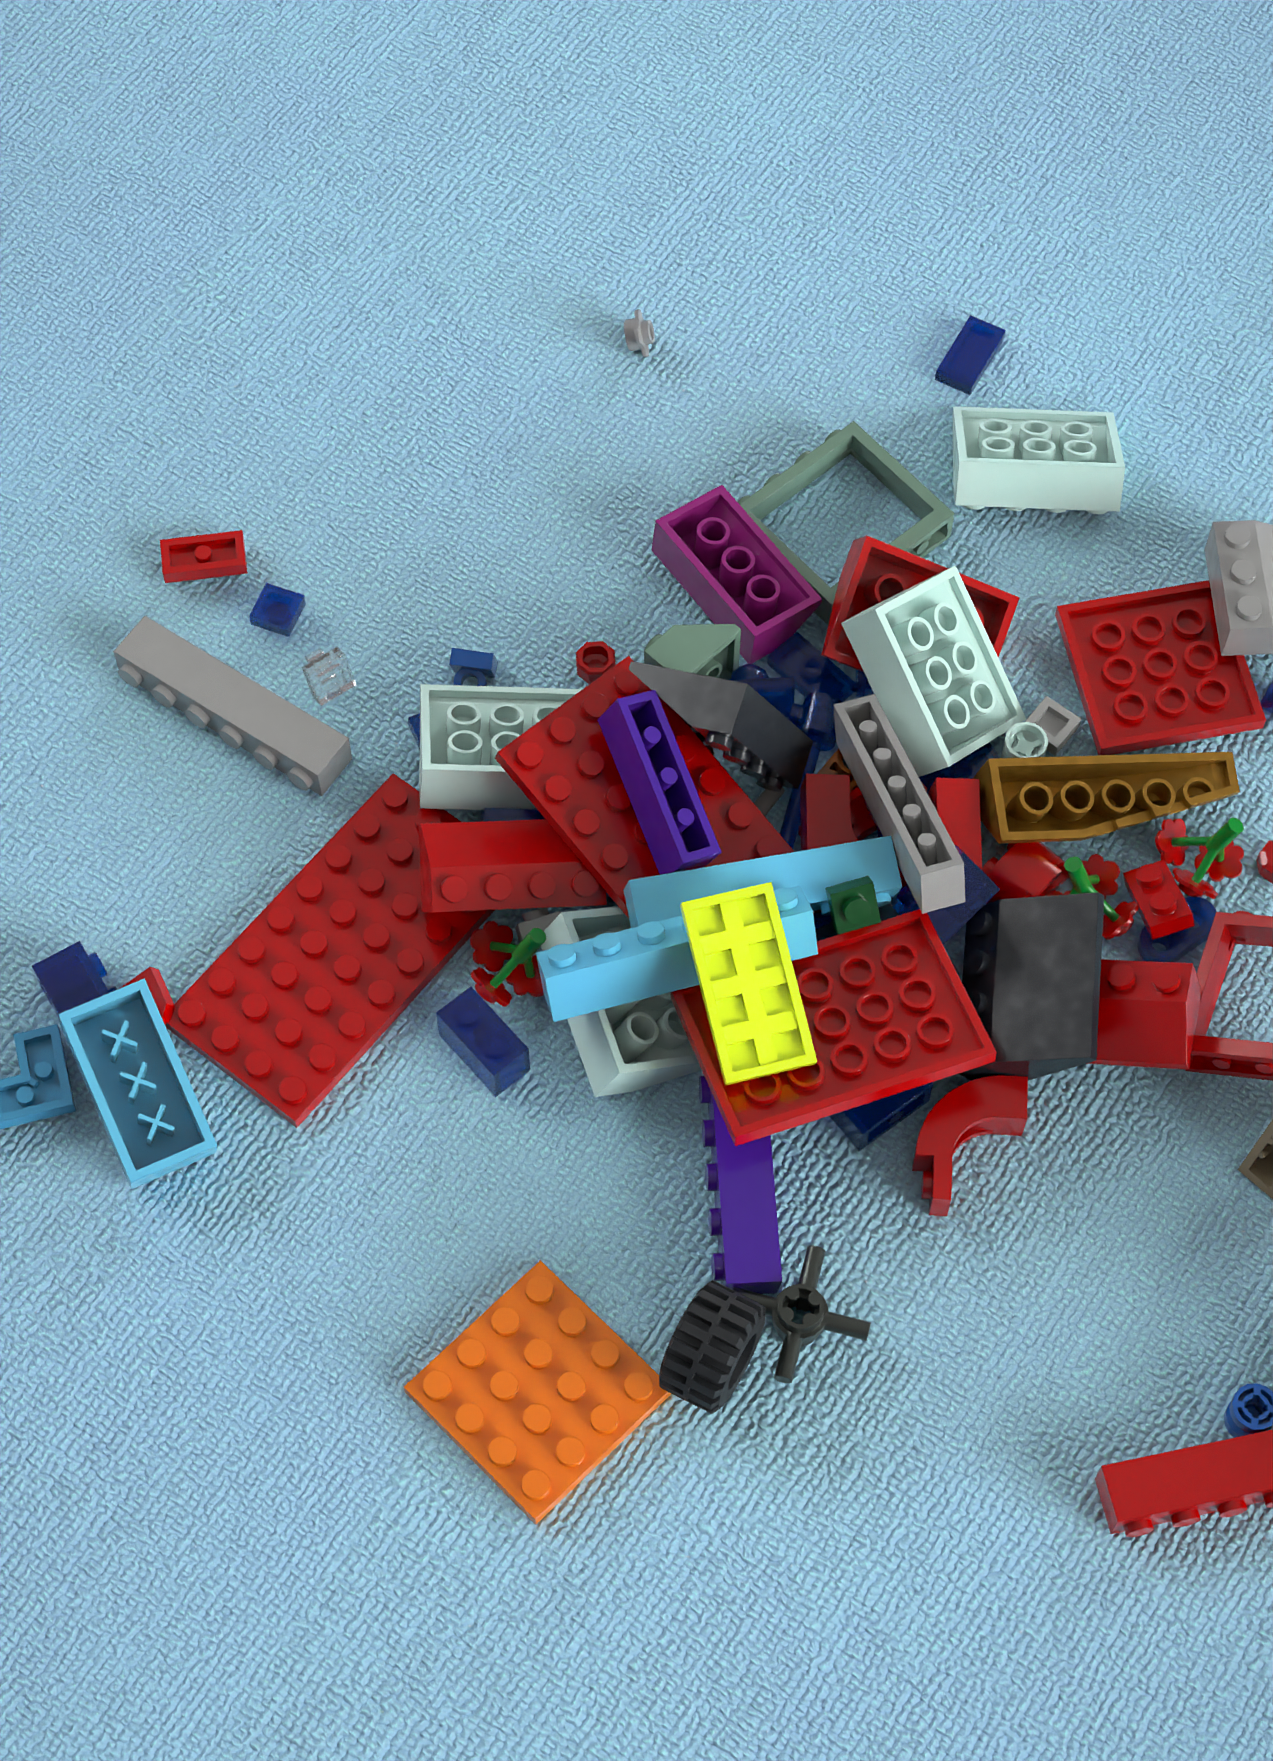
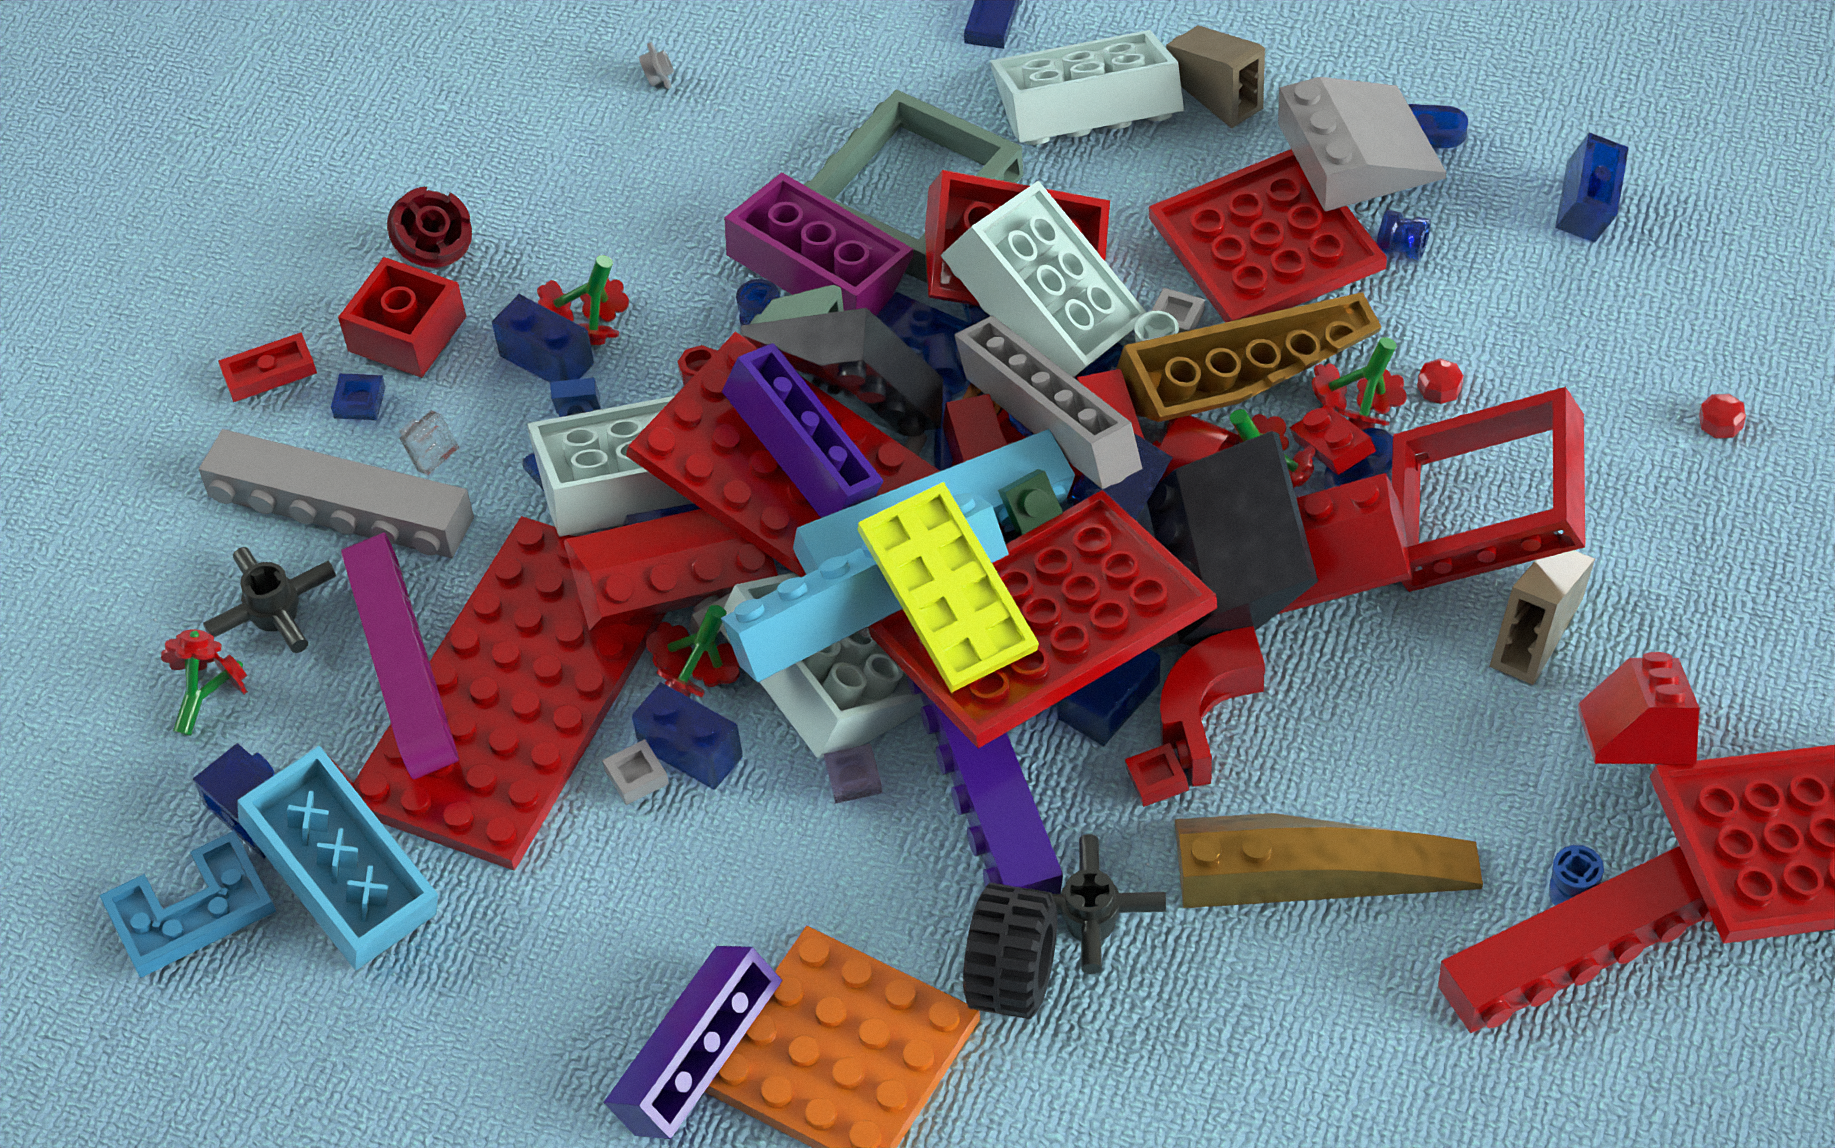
camera: 10 degrees left, 10 degrees down
(65, 840) = (192, 652): none -> plant
(148, 810) = (269, 598): none -> pearl dark grey bar
(245, 892) = (399, 656): none -> magenta beam
(336, 540) = (402, 317): none -> red brick
(383, 456) = (429, 229): none -> dark red cone
(407, 1350) = (693, 1042): none -> dark purple brick
(428, 1063) = (635, 772): none -> light grey plate
(458, 600) = (542, 341): none -> clear blue brick
(524, 568) = (600, 299): none -> red plant
(622, 1119) = (852, 773): none -> clear purple plate
(663, 611) = (754, 298): none -> clear blue wheel
(897, 1198) = (1156, 774): none -> red plate
(1010, 1318) = (1313, 859): none -> pearl gold wedge
(1164, 480) = (1221, 72): none -> dark tan slope

